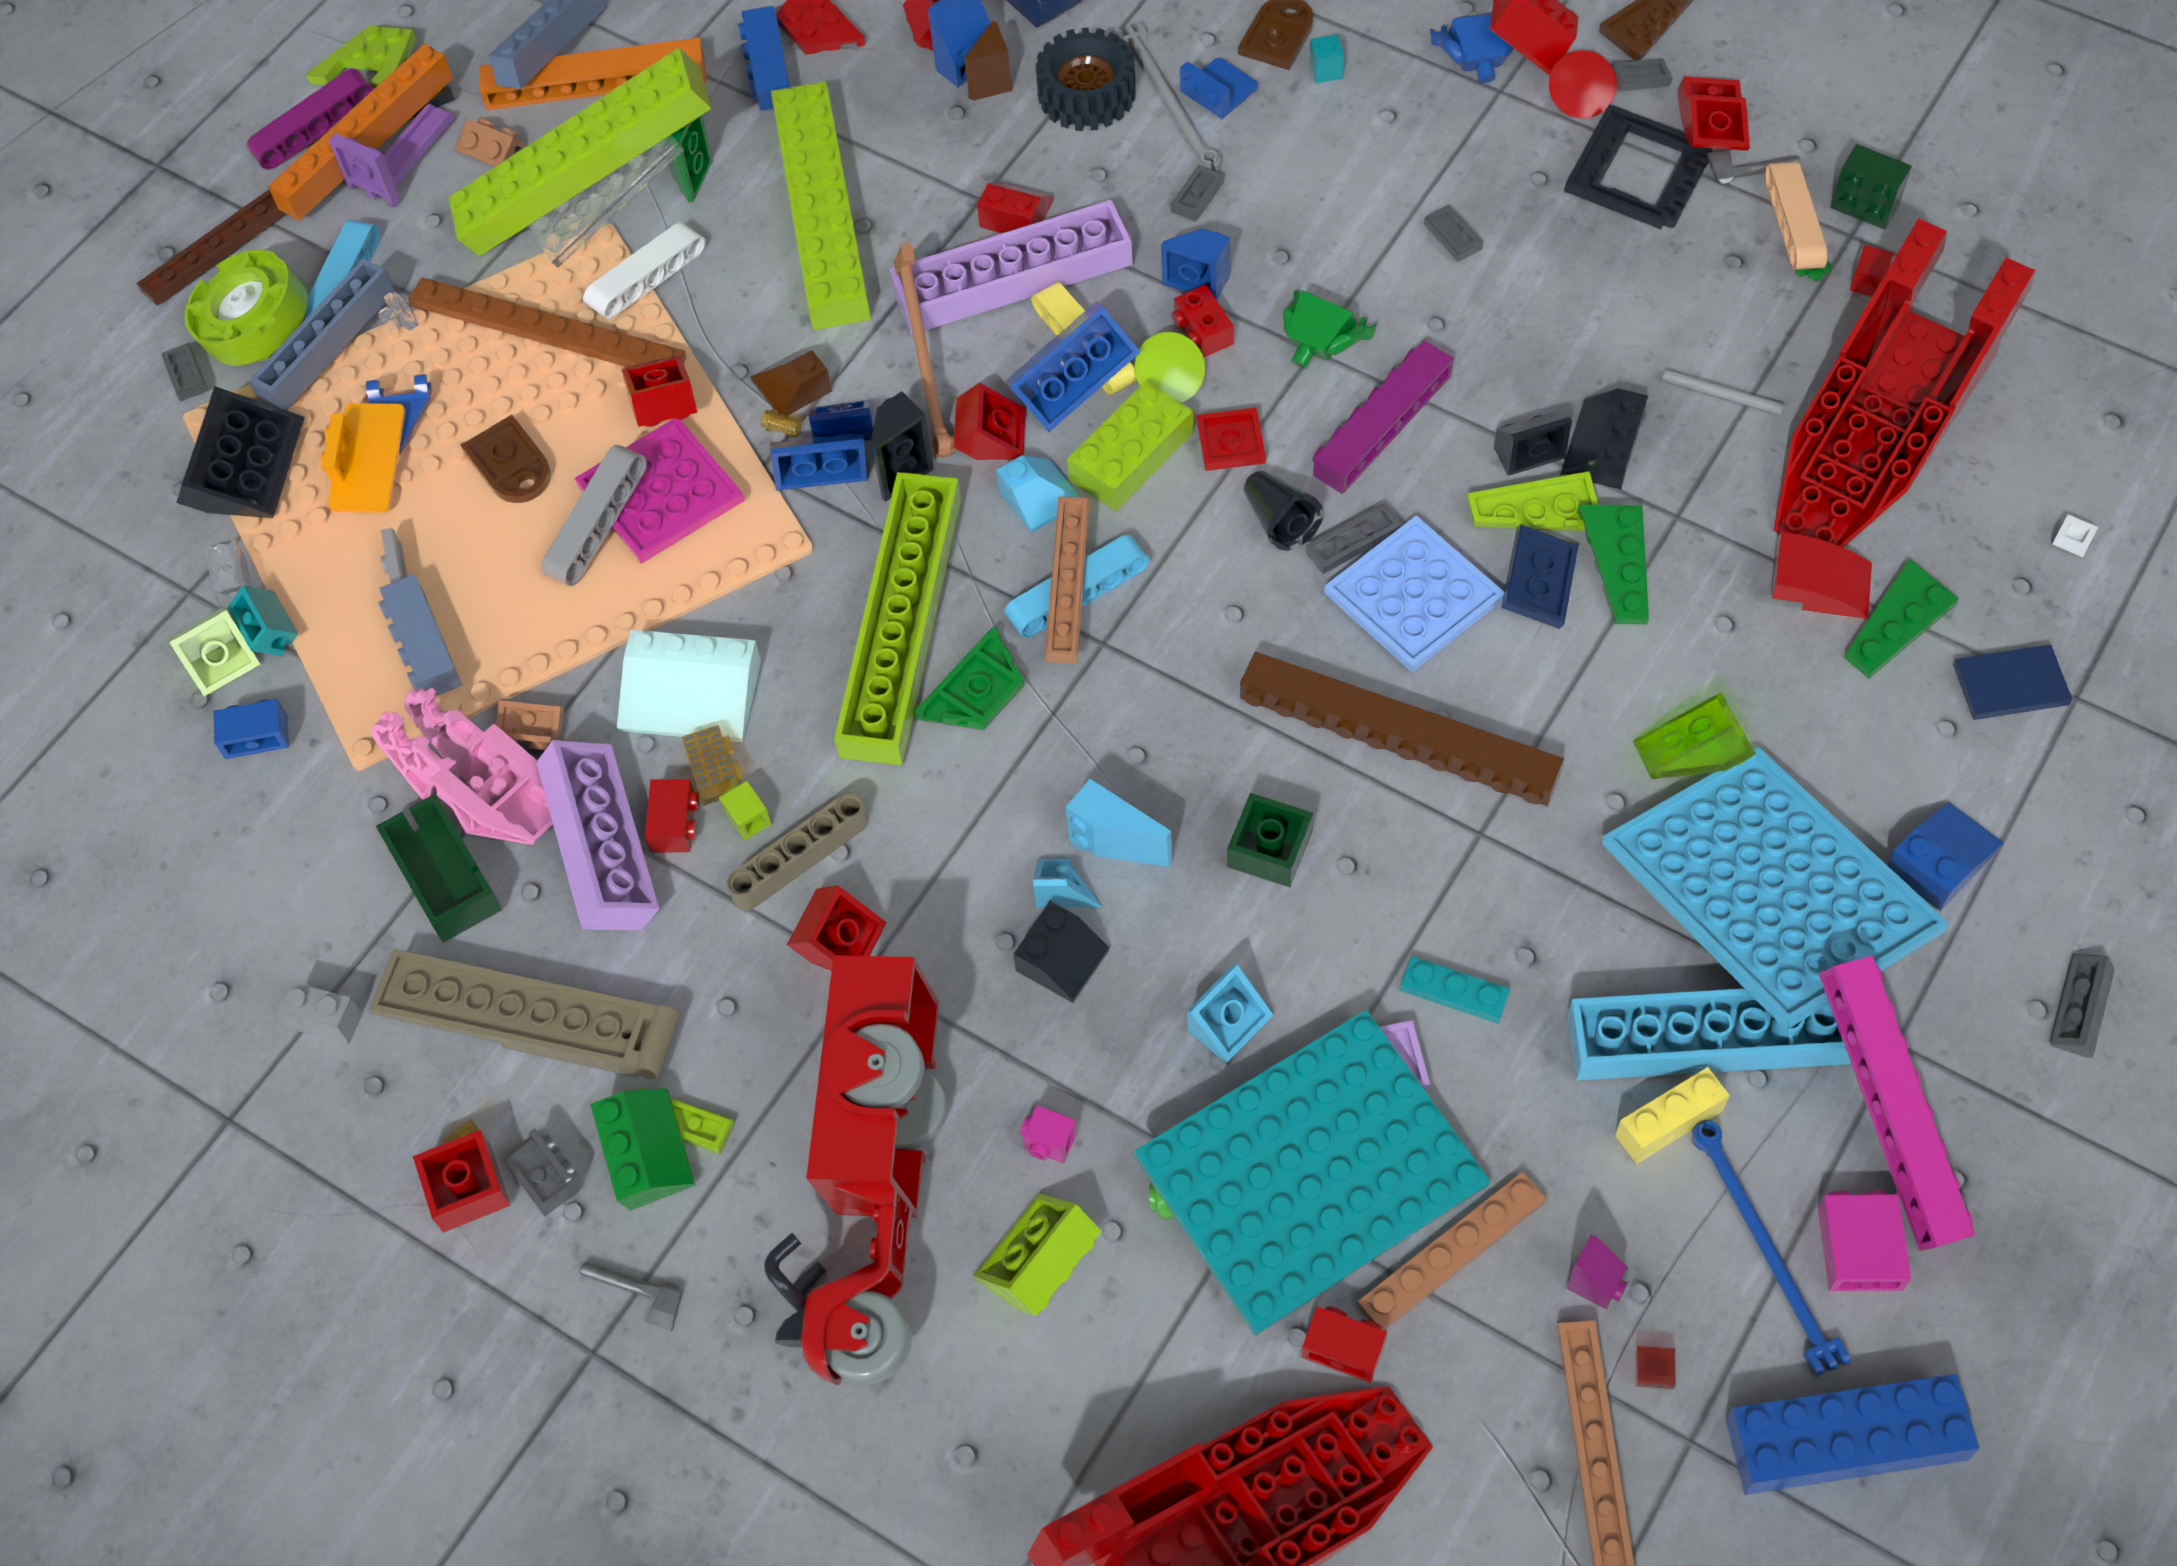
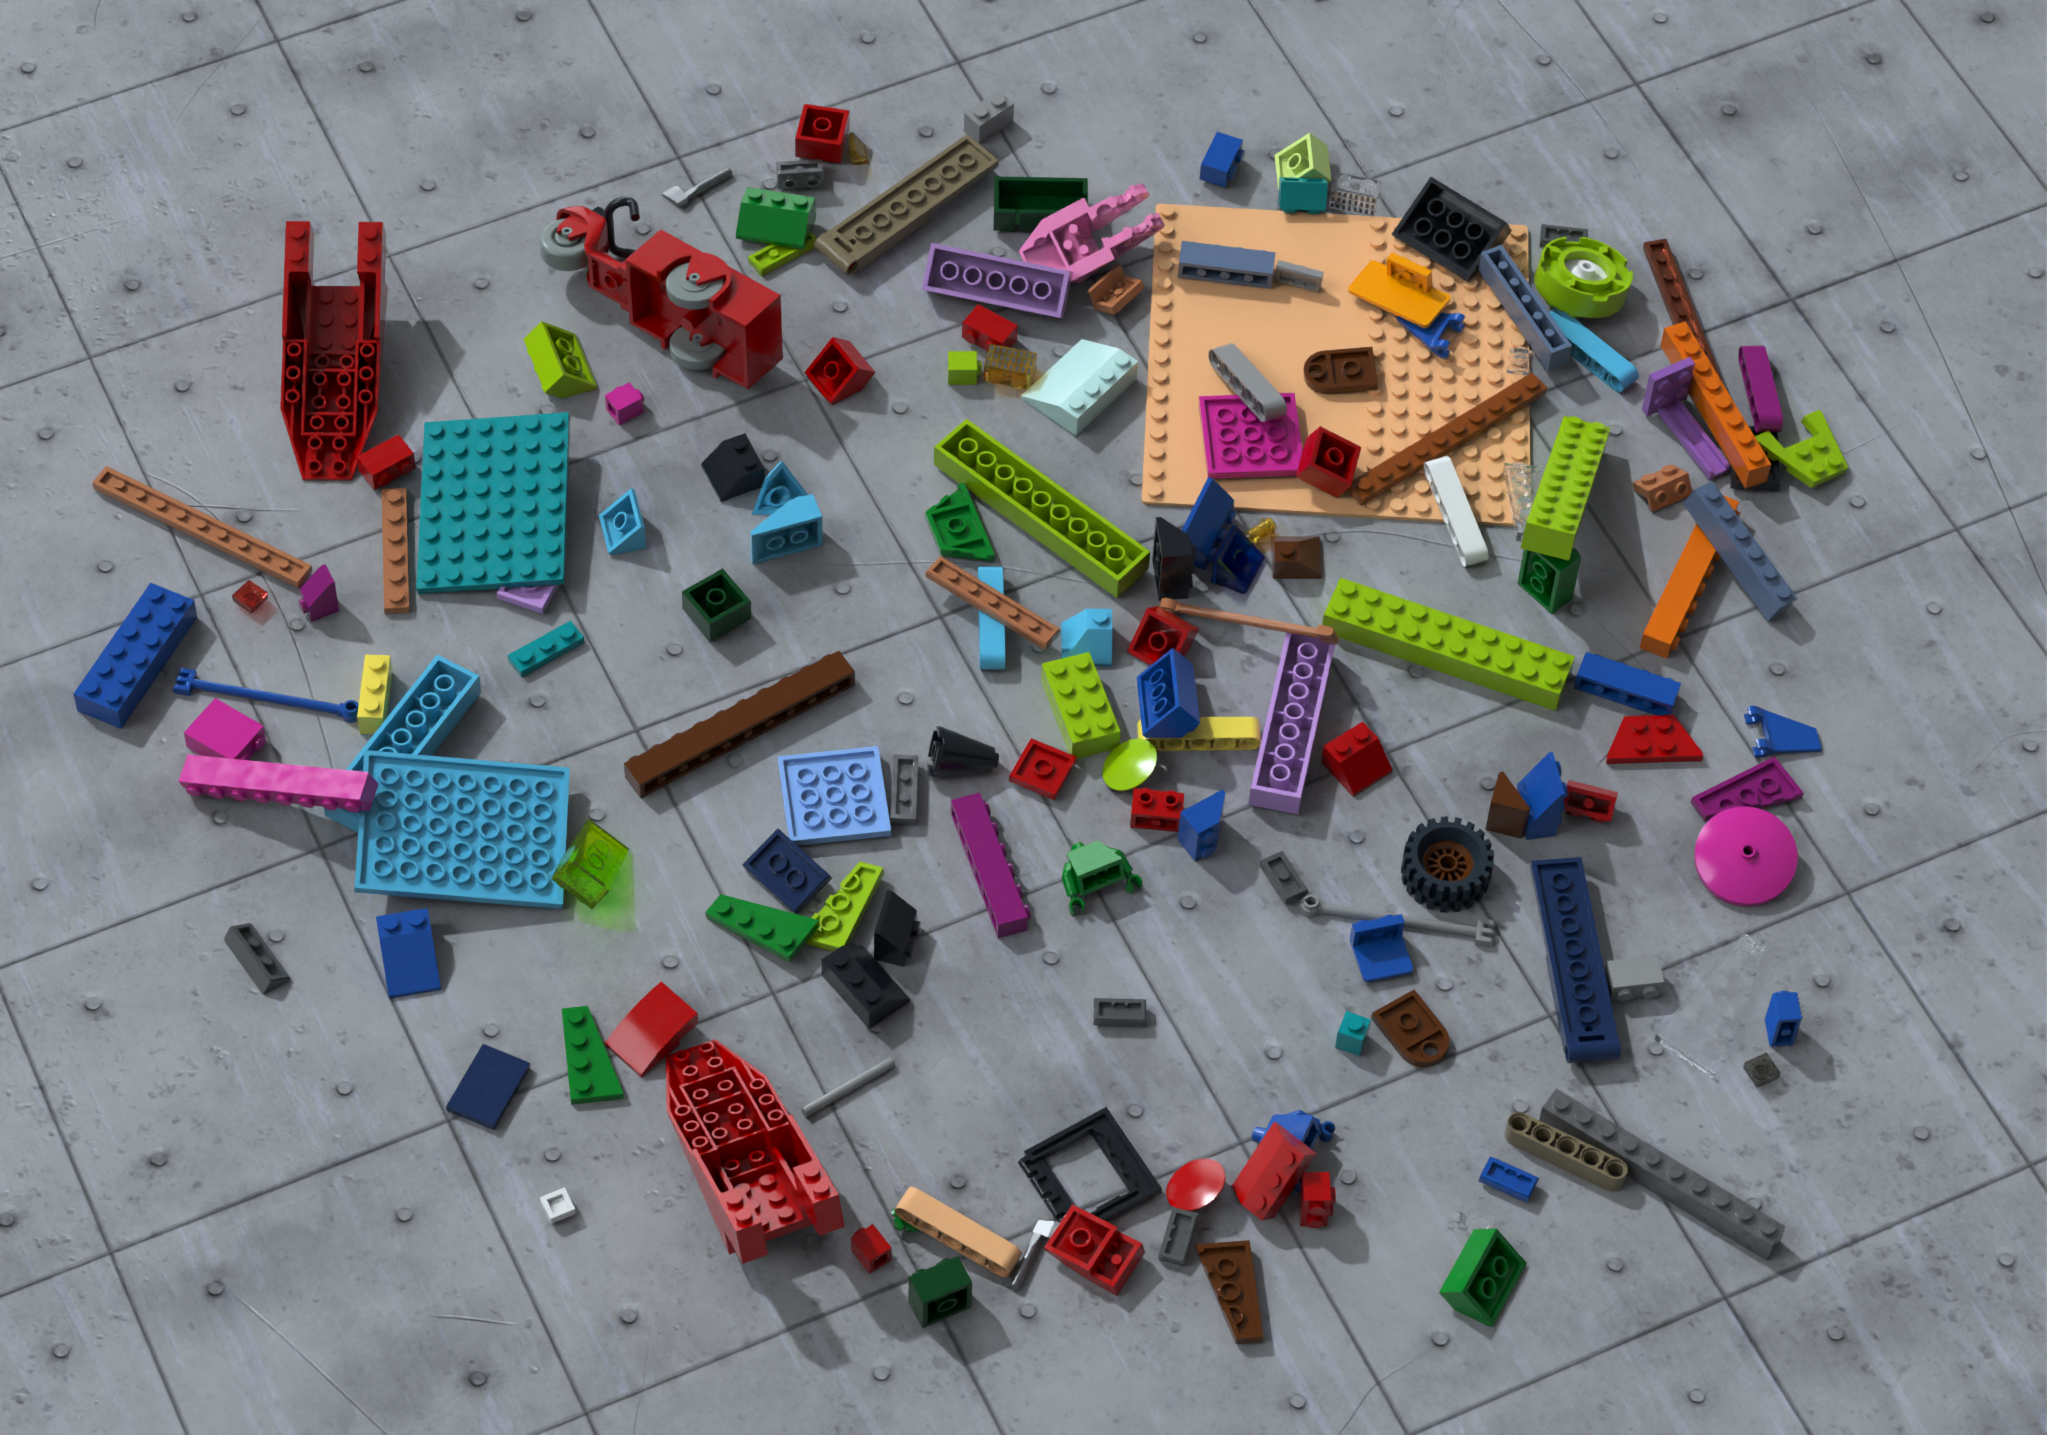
camera: 115 degrees right, 5 degrees down
(792, 865) = (912, 380): dark tan beam -> none

